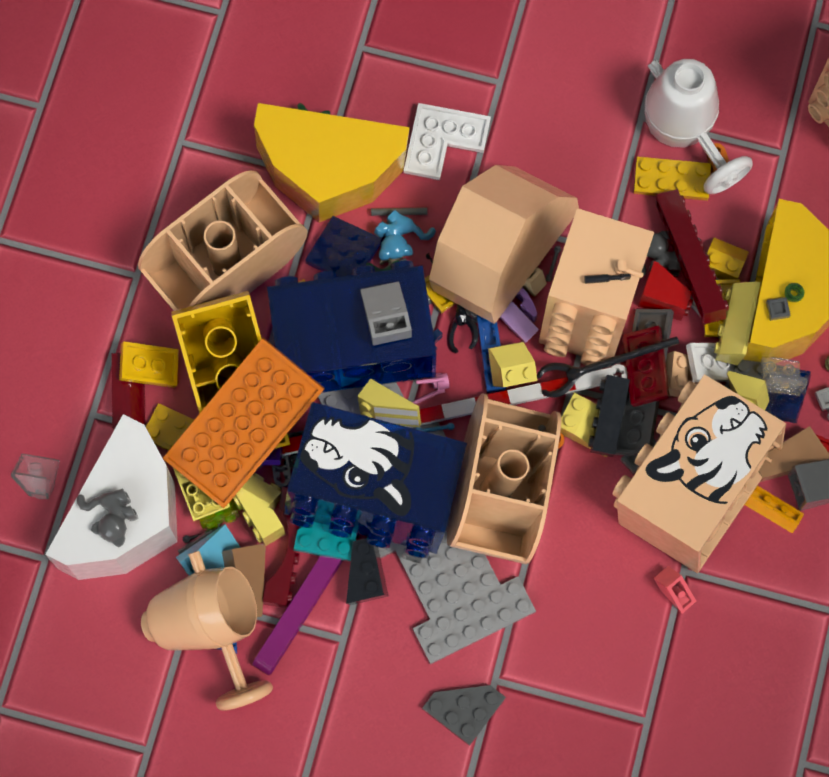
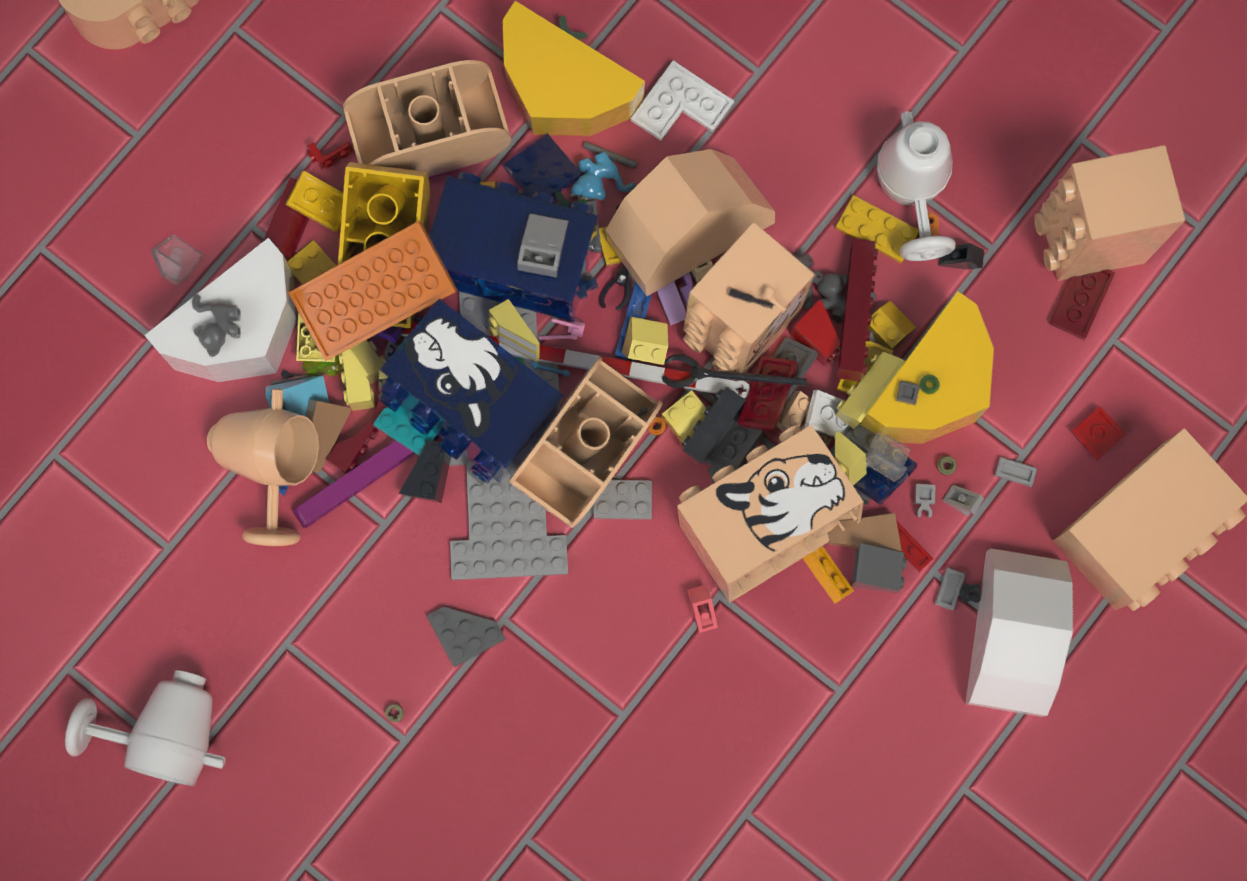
camera: 20 degrees right, 5 degrees up
(127, 324) = (328, 160): none -> red bracket
(562, 520) = (625, 500): none -> light grey plate
(762, 171) = (963, 257): none -> black slope

